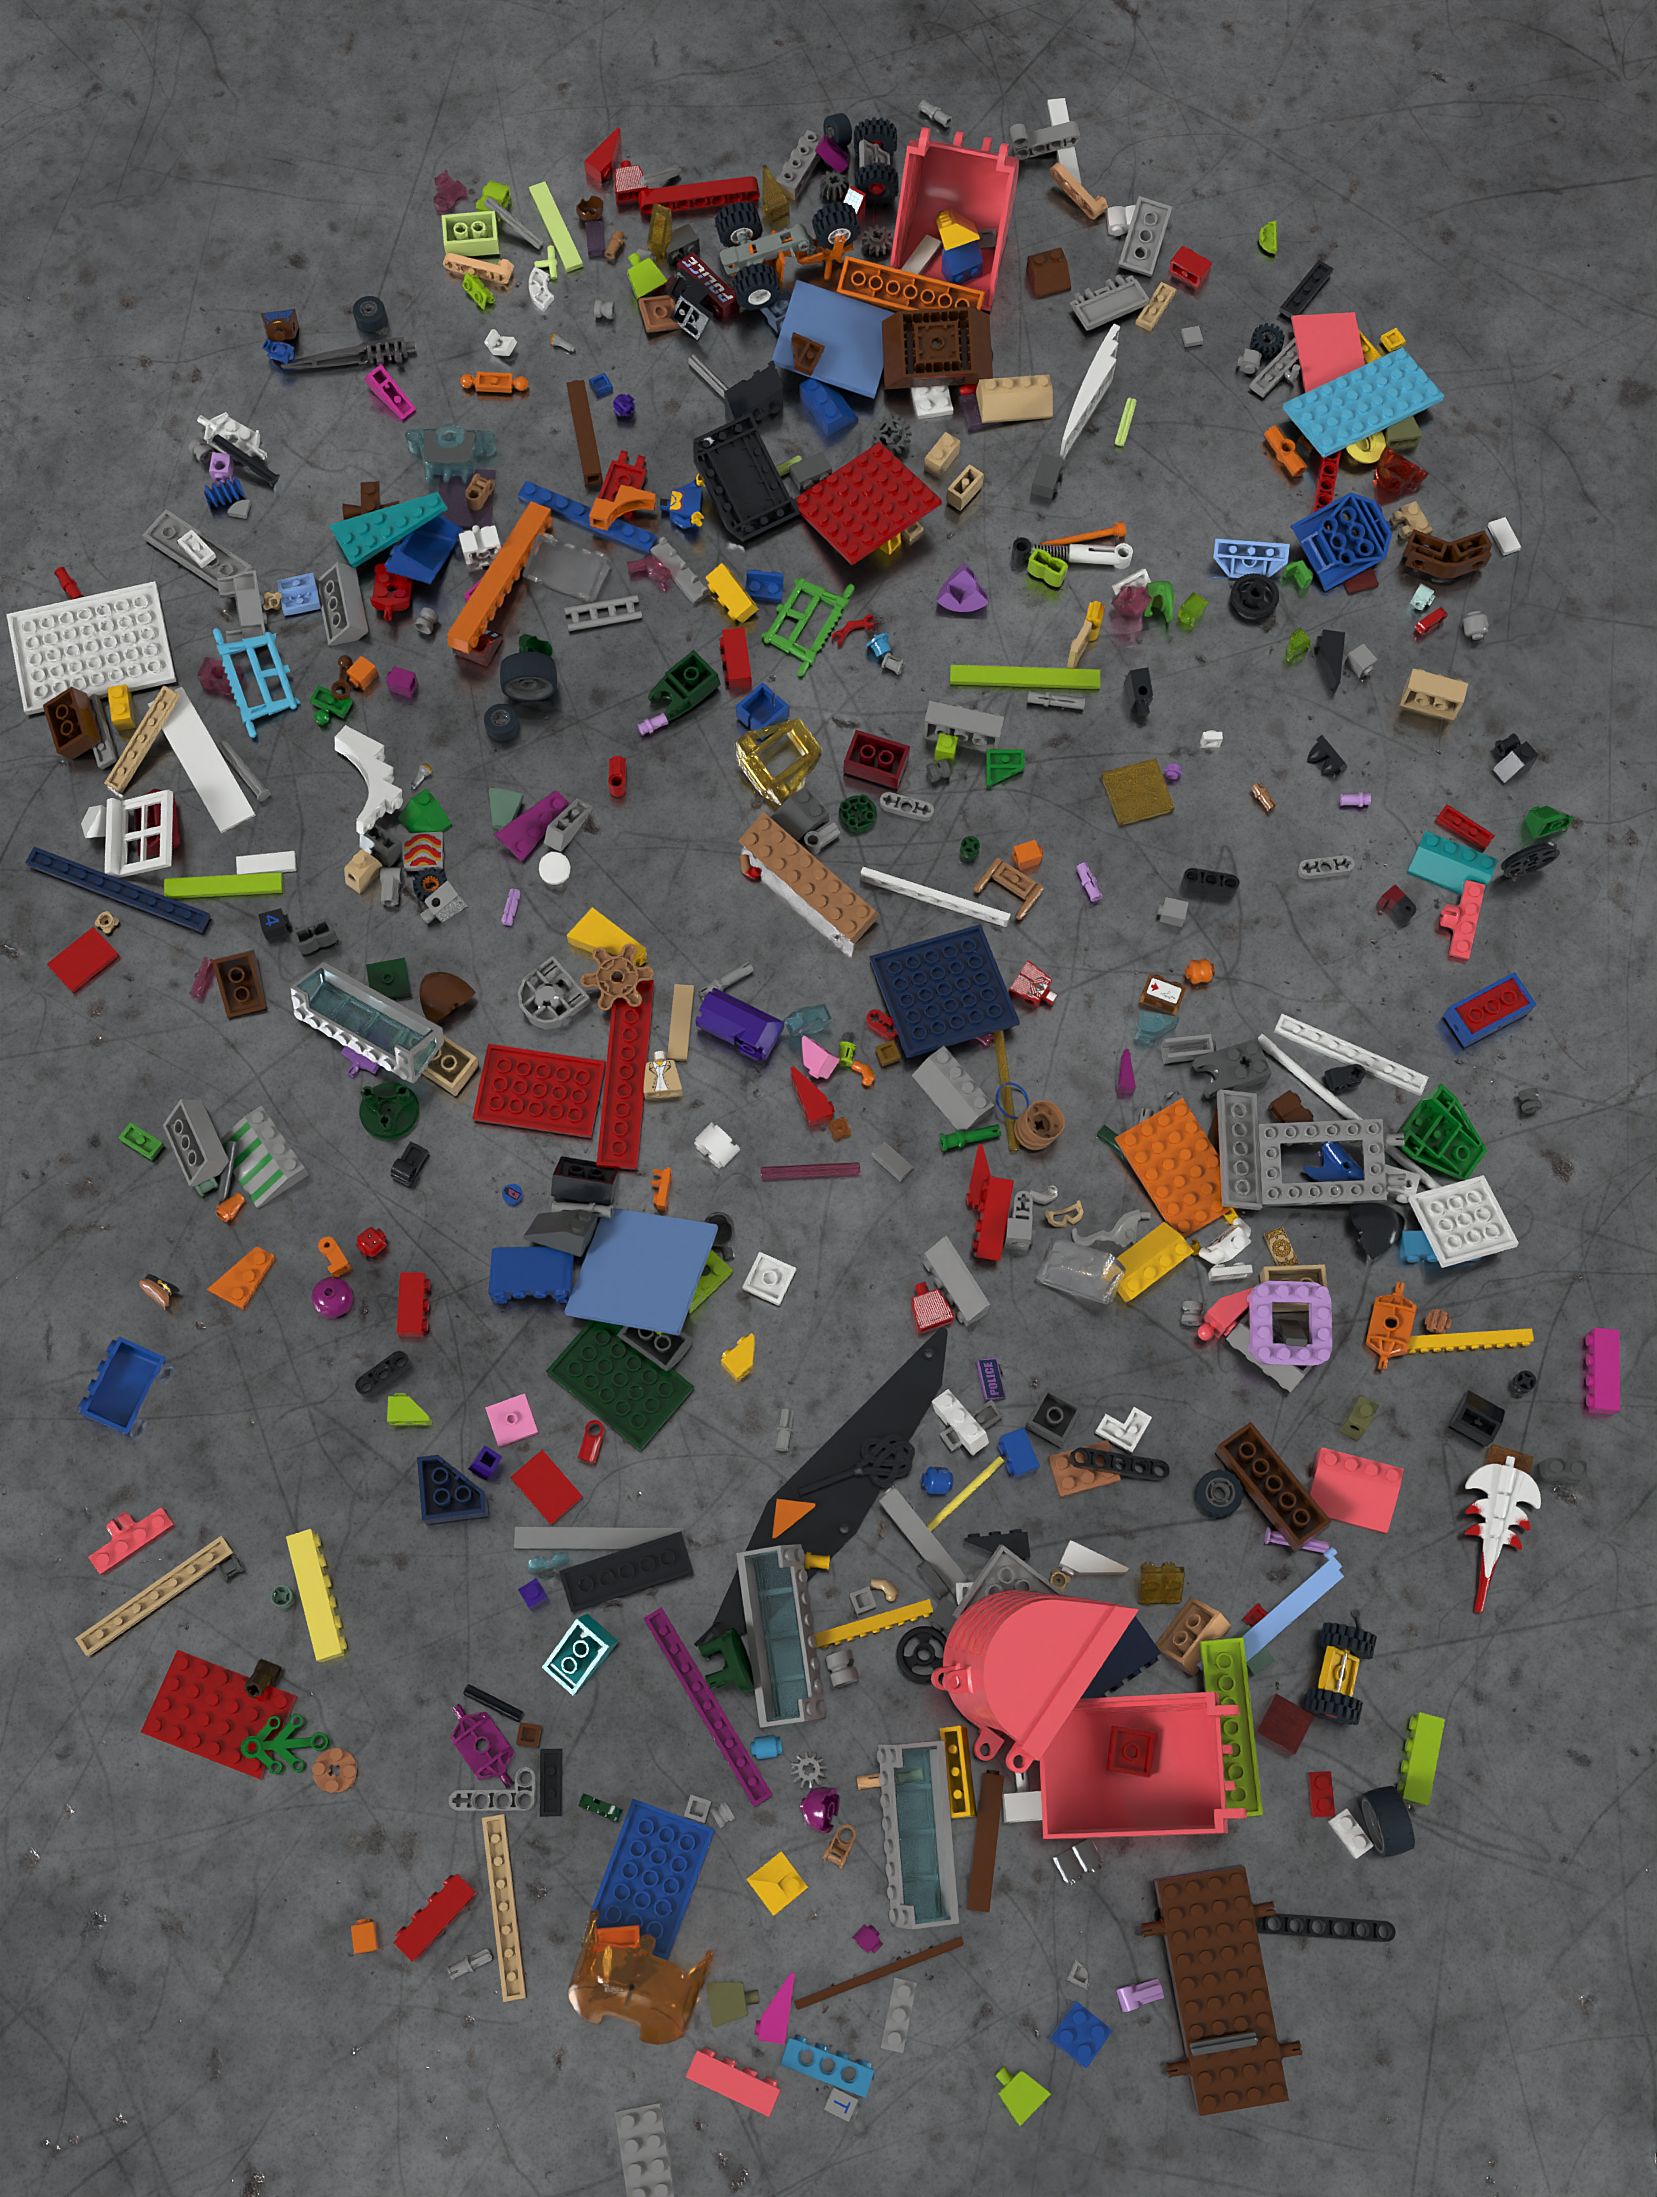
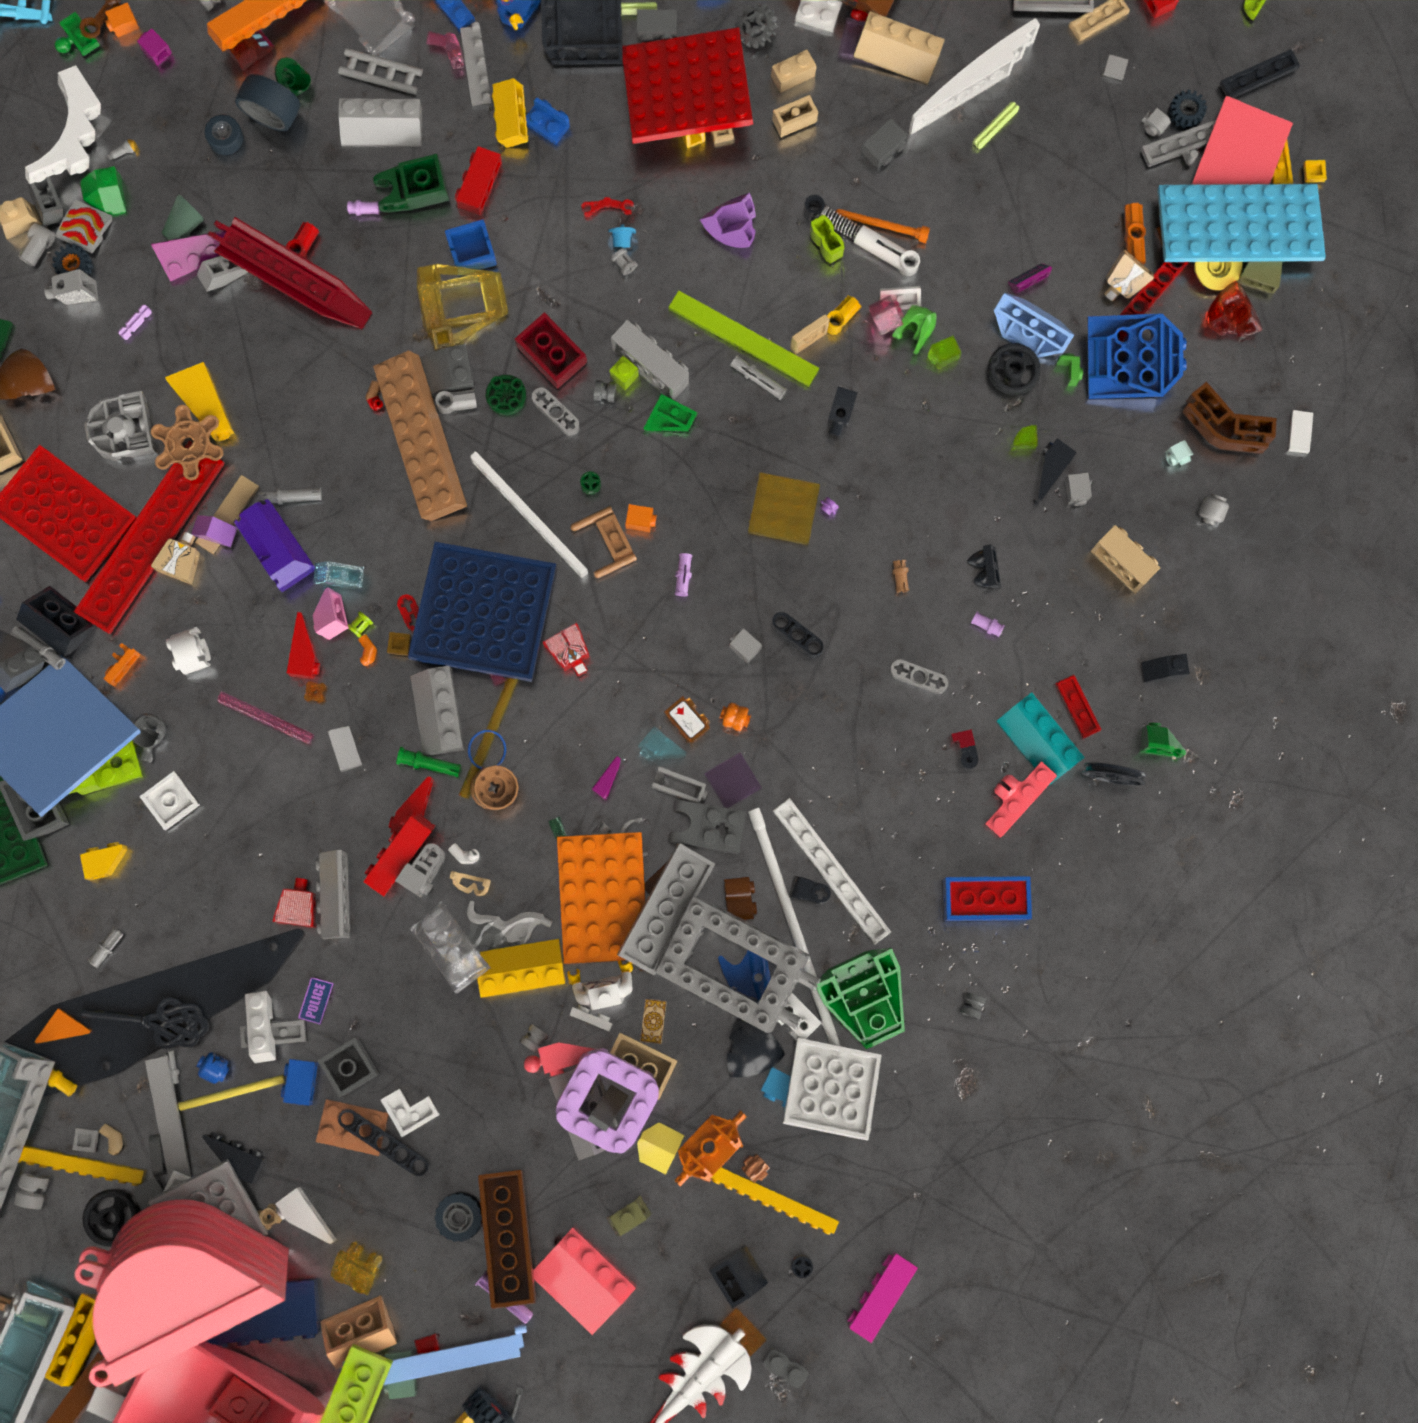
camera: 25 degrees right, 10 degrees up
(554, 868) = (194, 305): white piece -> none
(622, 801) = (290, 273): none -> dark red hinge
(628, 651) = (380, 122): none -> light grey slope
(678, 1038) = (214, 530): none -> medium lavender slope
(818, 593) = (536, 192): bright green piece -> none
(1211, 739) = (884, 492): white plate -> none
(1223, 522) = (1029, 278): none -> magenta slope
(1227, 1023) = (733, 780): none -> clear purple tile
(1300, 483) = (1127, 276): none -> tan torso
(1349, 1349) = (659, 1146): none -> light yellow slope
(1361, 581) = (1130, 407): clear red piece -> none
(1414, 519) = (1221, 370): tan plate -> none
(1431, 621) = (1172, 482): red beam -> none
(1507, 744) = (1170, 646): black bush -> none

